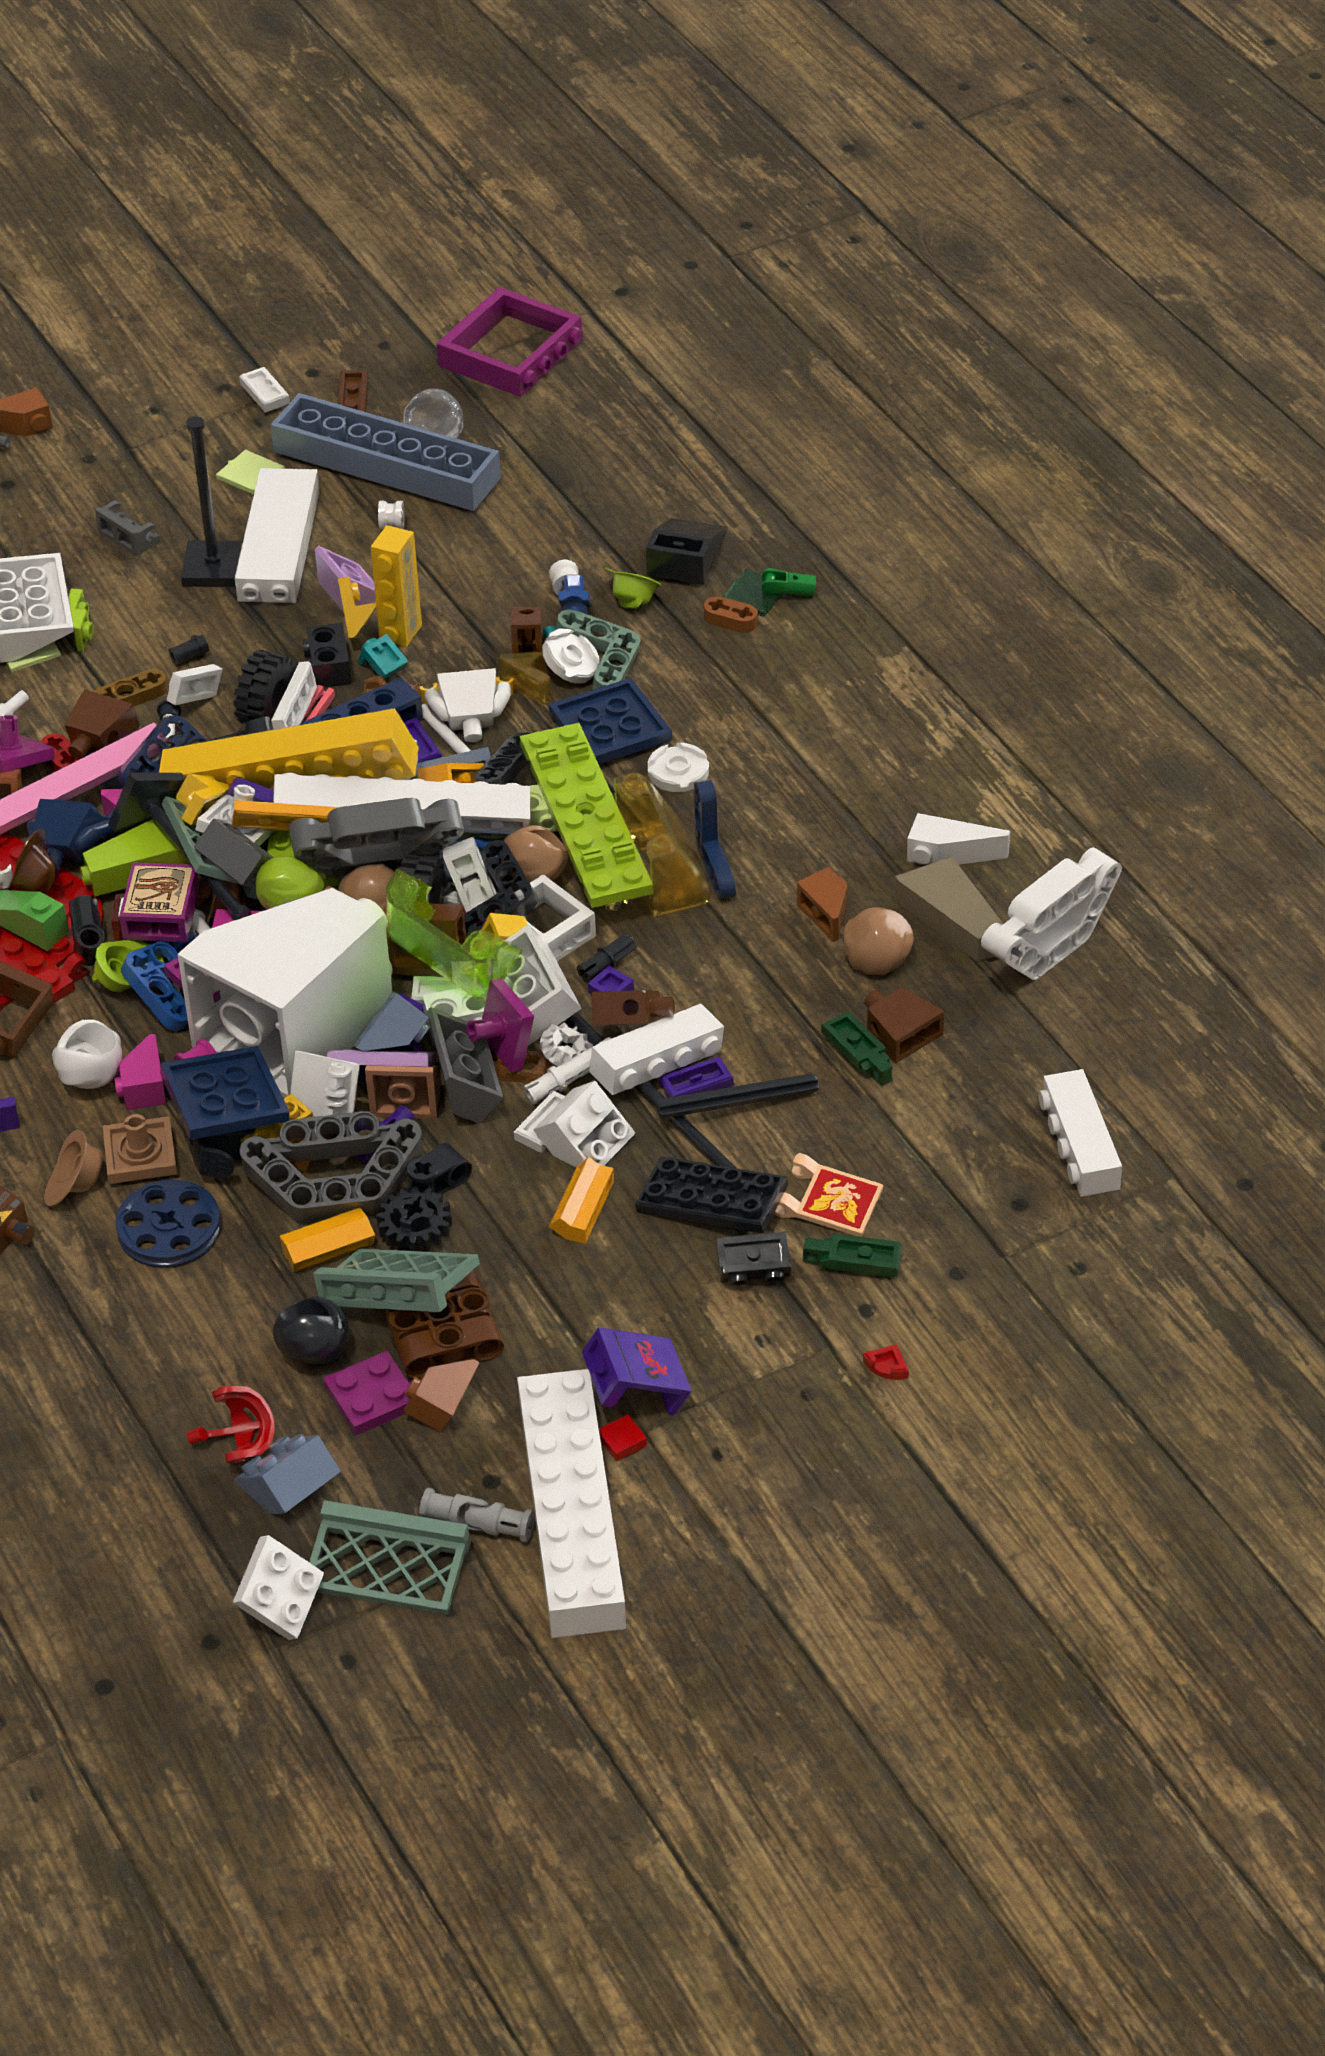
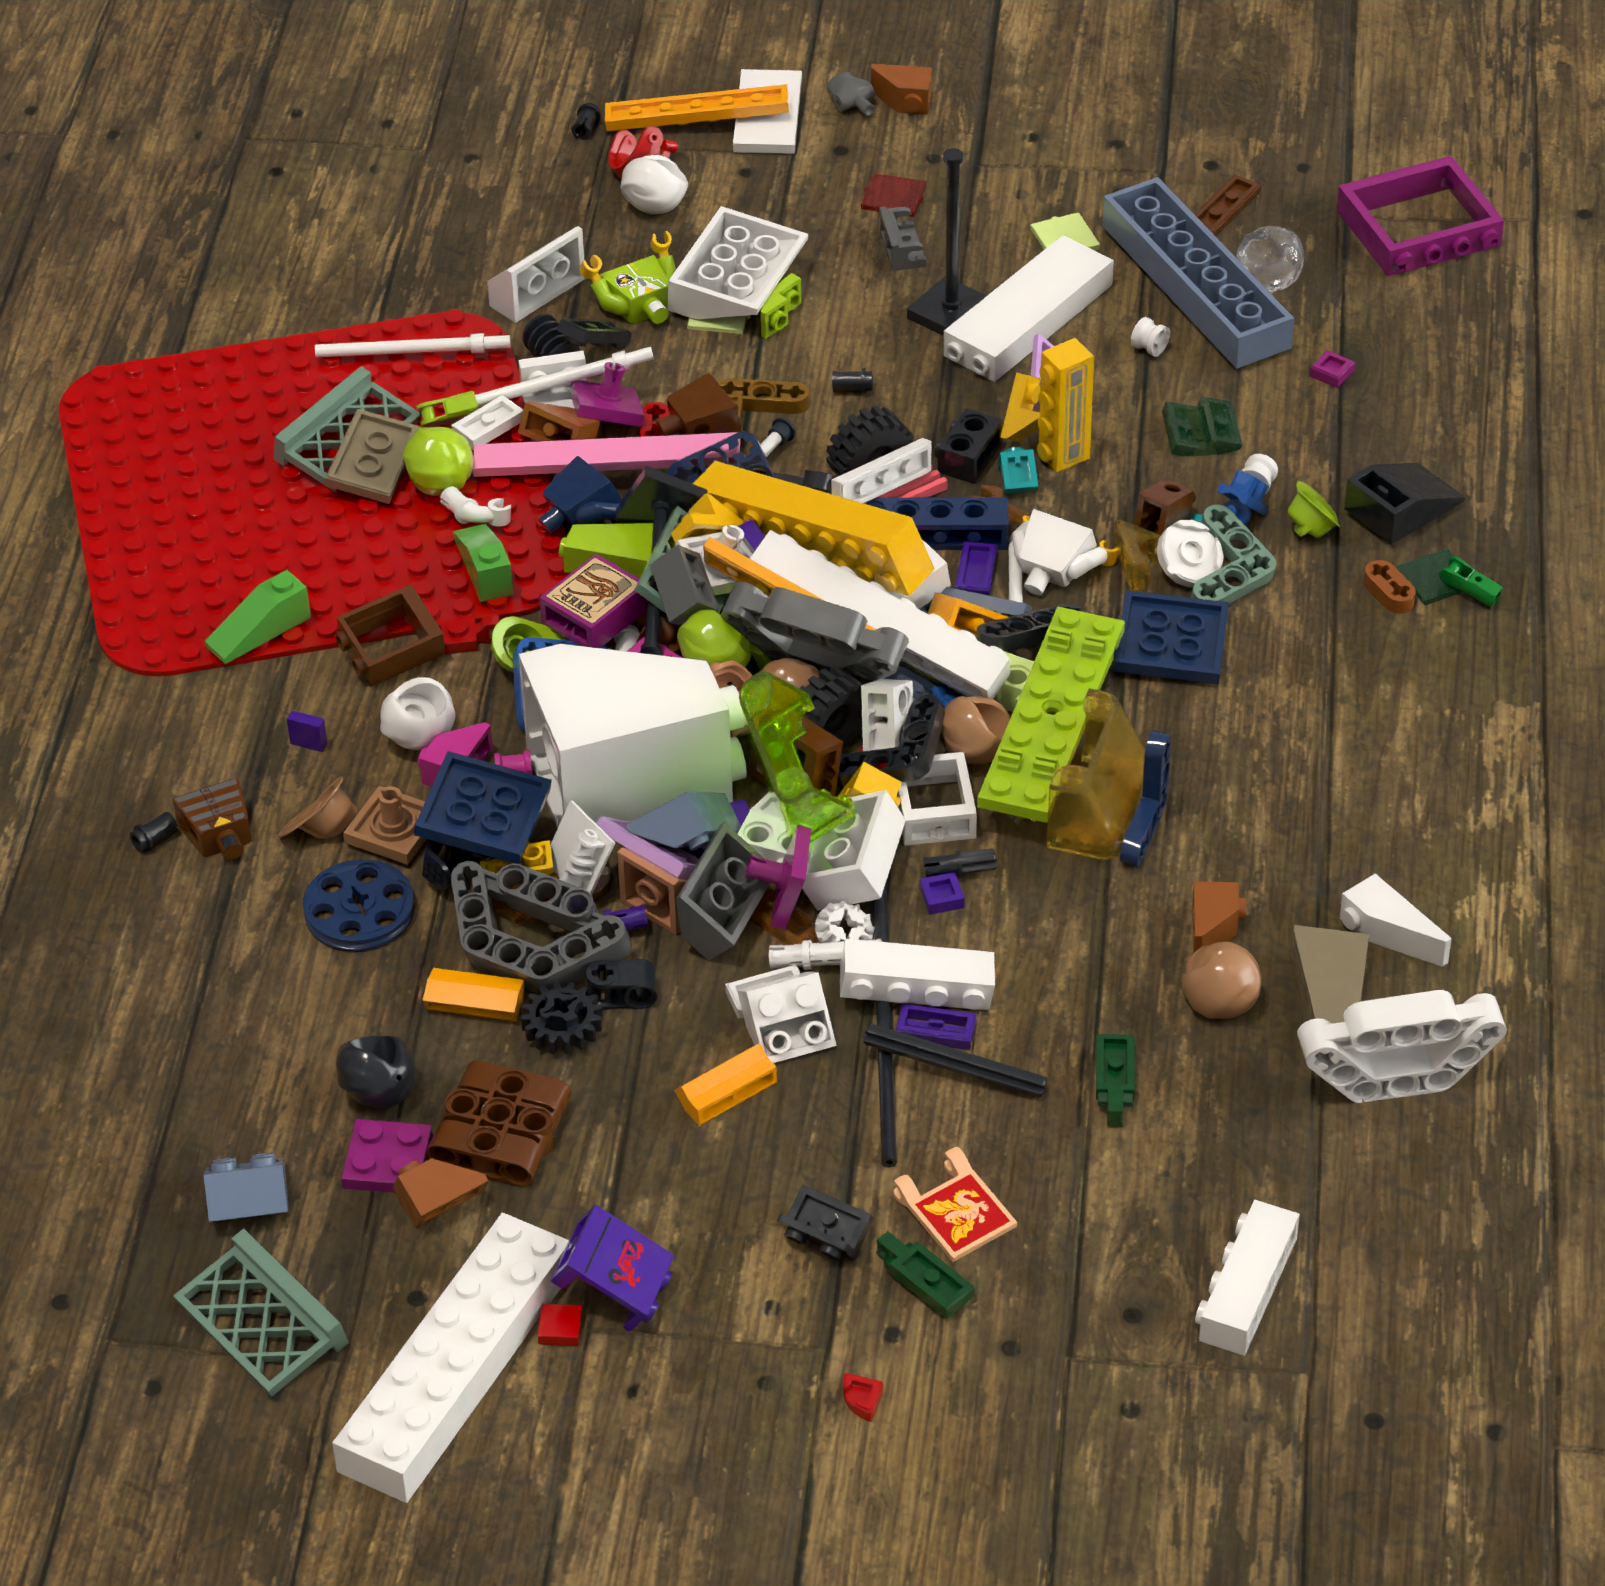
camera: 35 degrees right, 0 degrees up
(34, 866) = (520, 514): reddish brown piece -> none
(82, 498) = (893, 193): none -> clear red piece
(86, 927) = (526, 591): black piece -> none
(194, 684) = (817, 414): white plate -> none
(242, 1425) = (254, 1124): red helmet -> none
(264, 389) = (1145, 159): white plate -> none
(278, 1587) = (136, 1284): white plate -> none
(394, 1279) = (478, 1060): sand green fence -> none
(479, 1516) = (363, 1315): light grey piece -> none
(488, 564) = (1202, 428): none -> clear green slope
(544, 480) = (1332, 369): none -> magenta tile
(630, 1007) = (932, 925): reddish brown torso -> none
(678, 767) = (1200, 714): white tile -> none
(711, 1194) = (844, 1142): black tile -> none
(903, 1021) = (1177, 1074): reddish brown torso -> none

